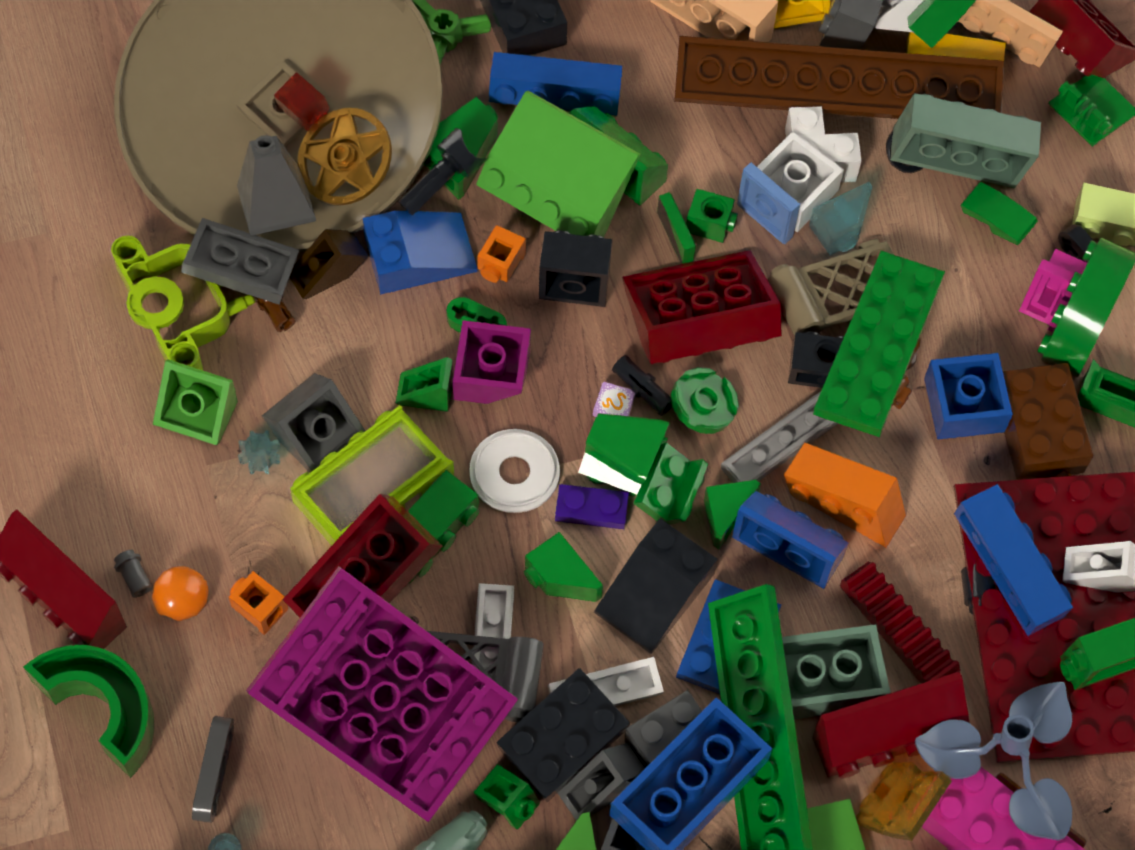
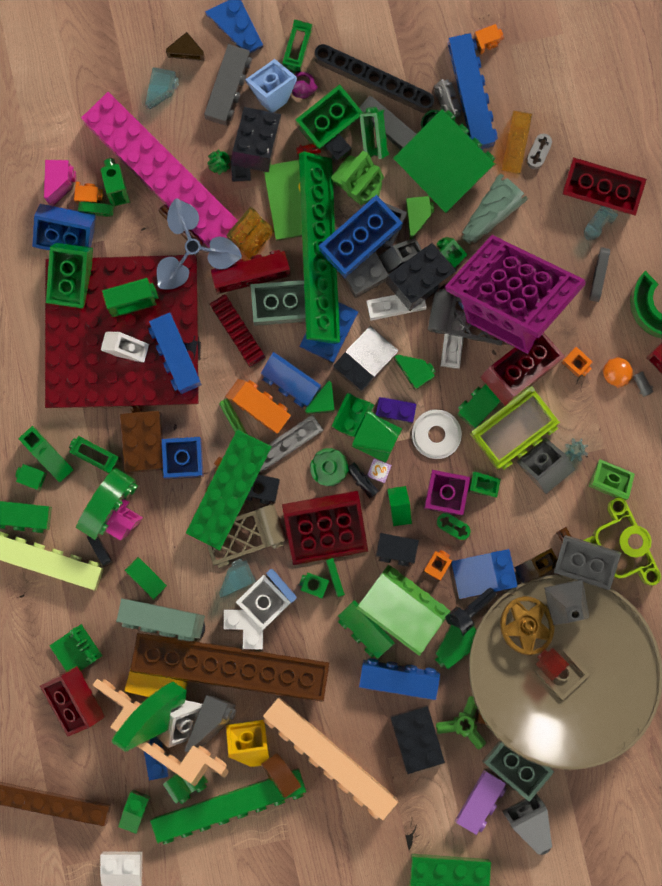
camera: 175 degrees left, 20 degrees up
(574, 350) = (399, 506): none -> green slope
(875, 459) = (231, 416): none -> bright green axle

